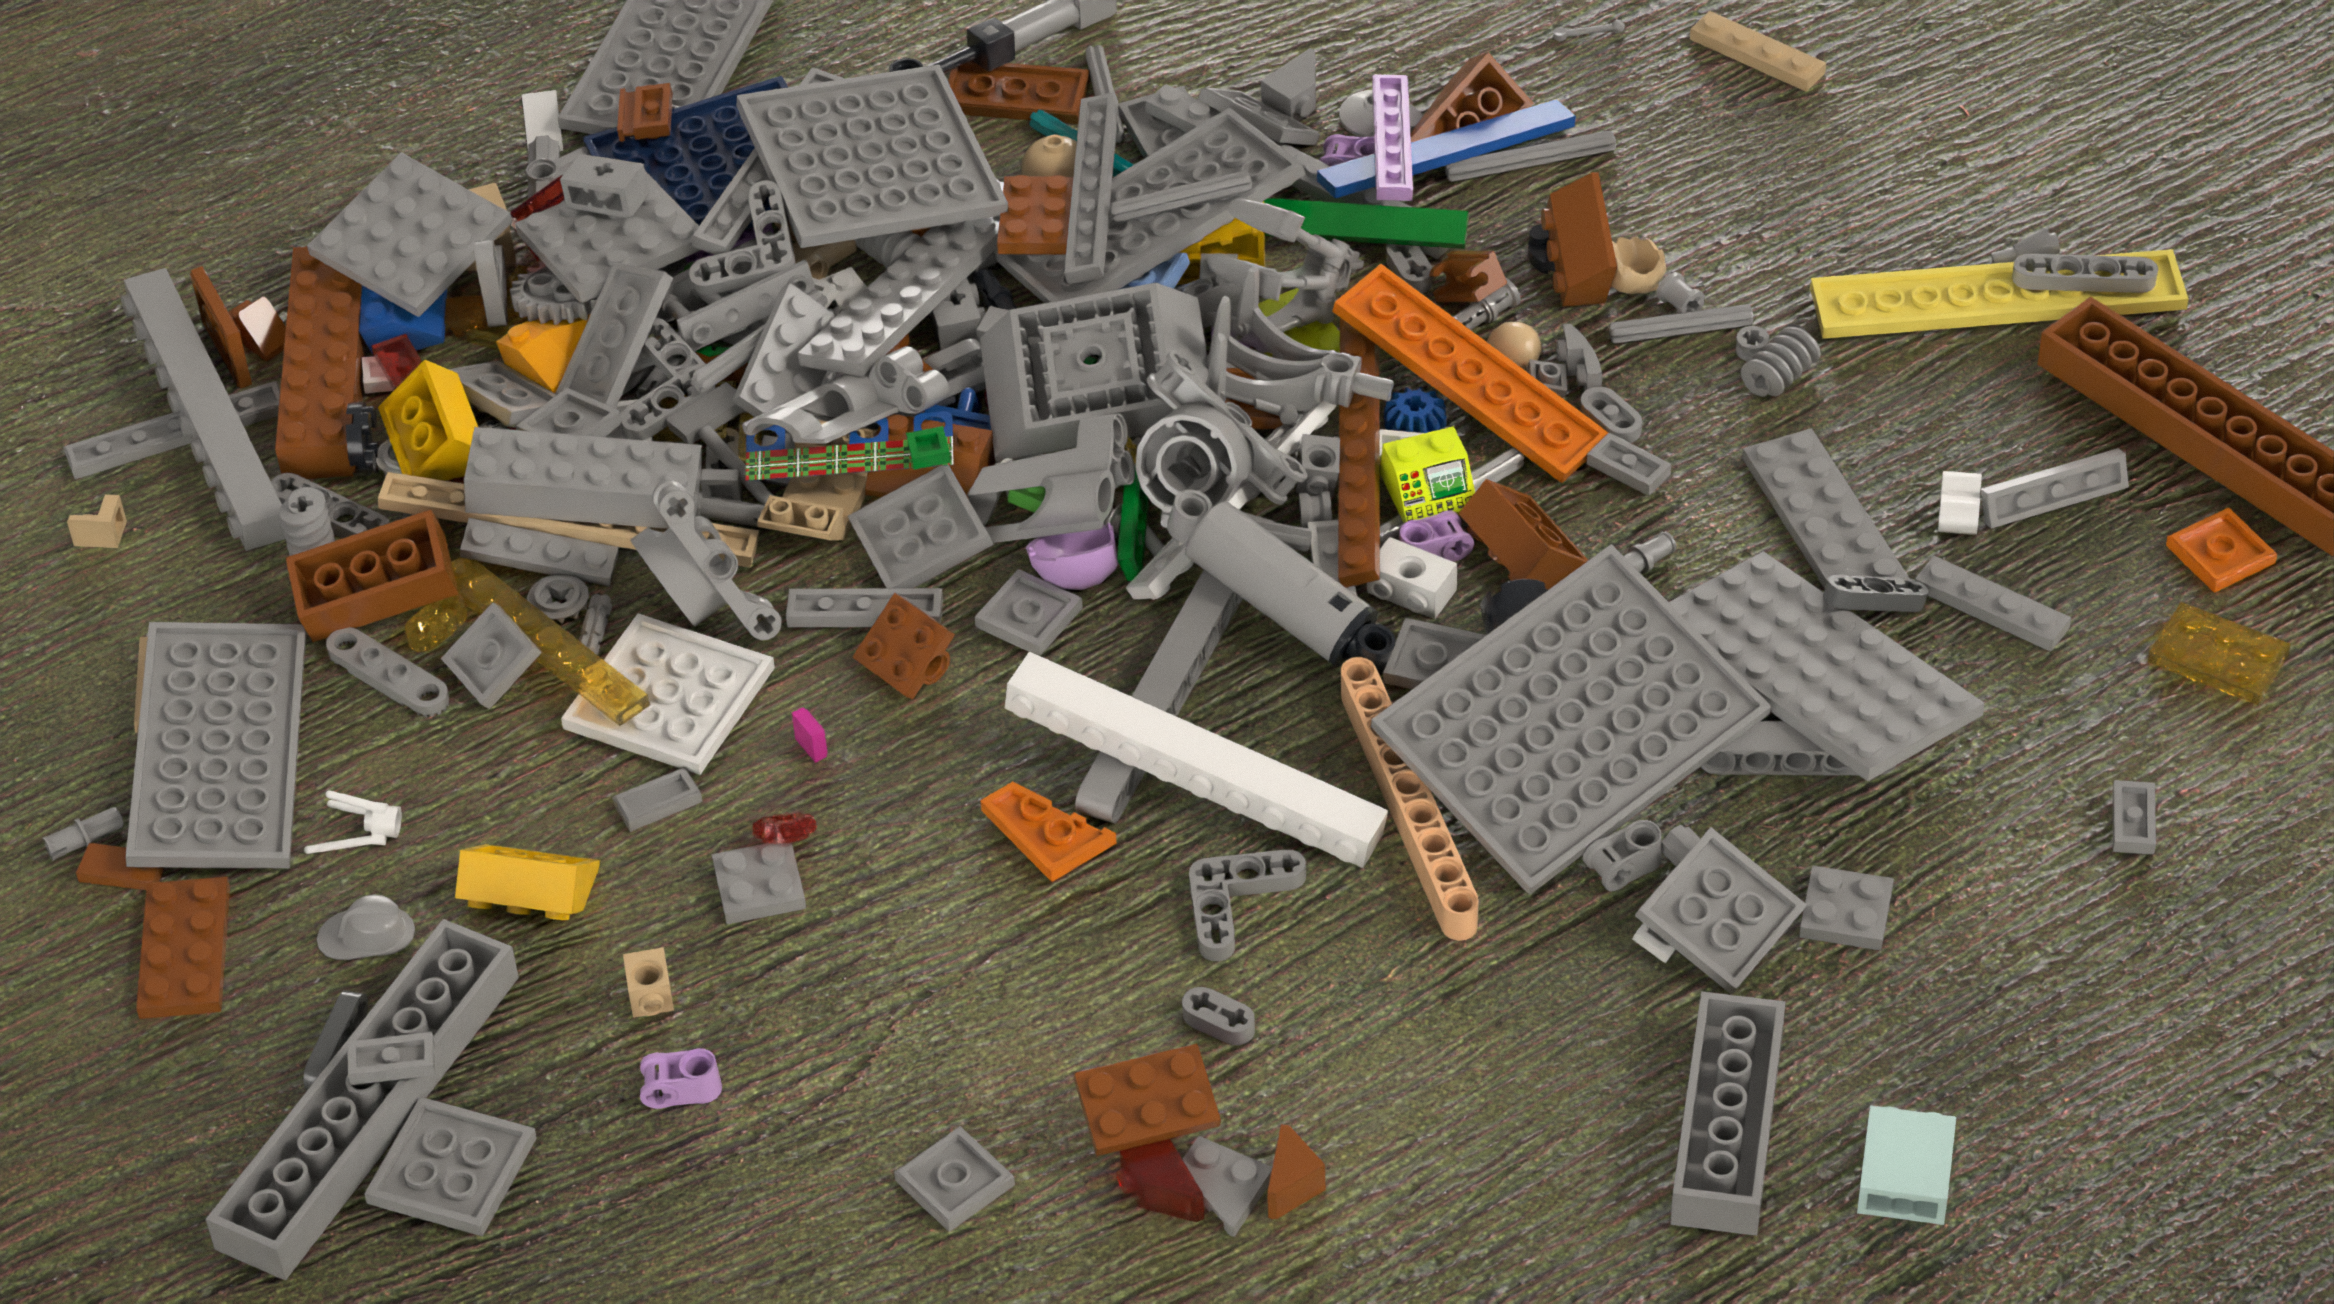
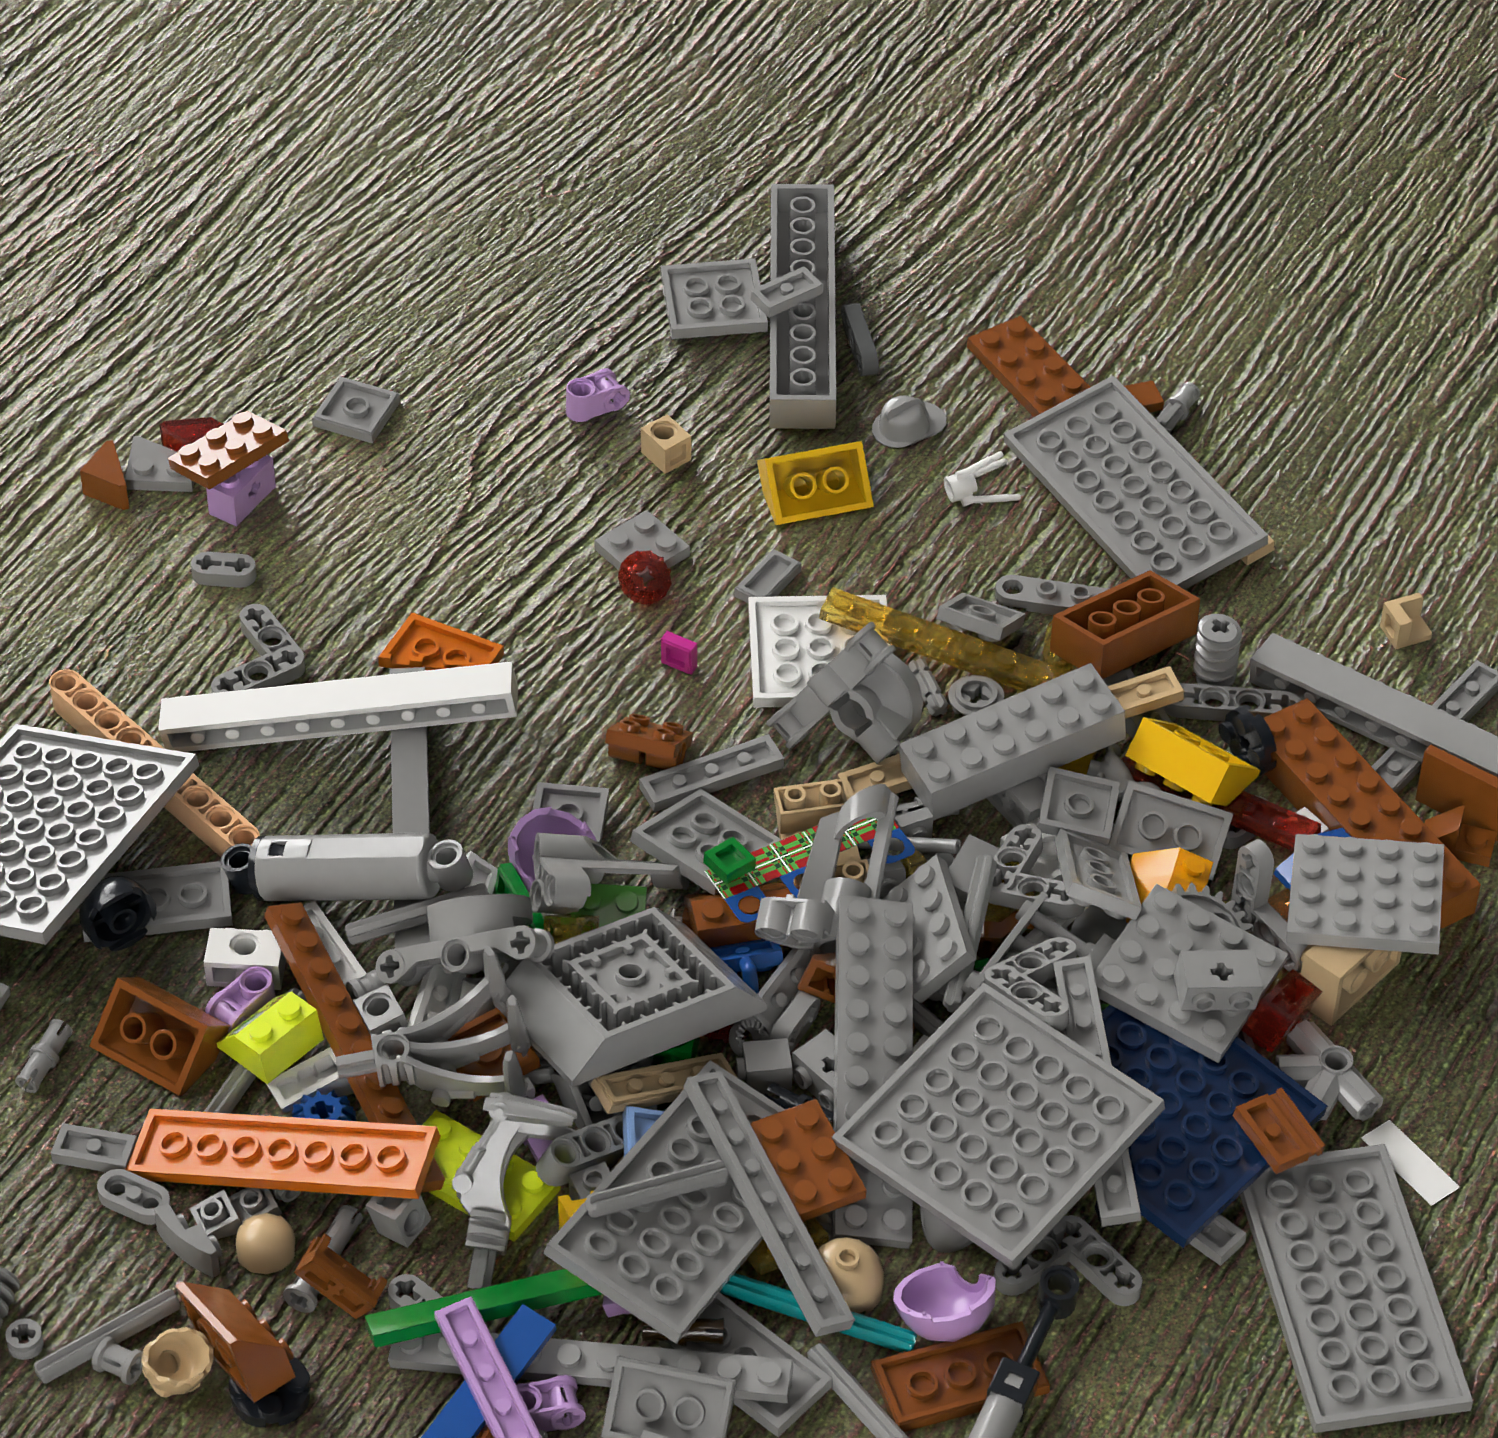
camera: 150 degrees right, 0 degrees up
(998, 104) = (942, 1304): none -> lavender cylinder

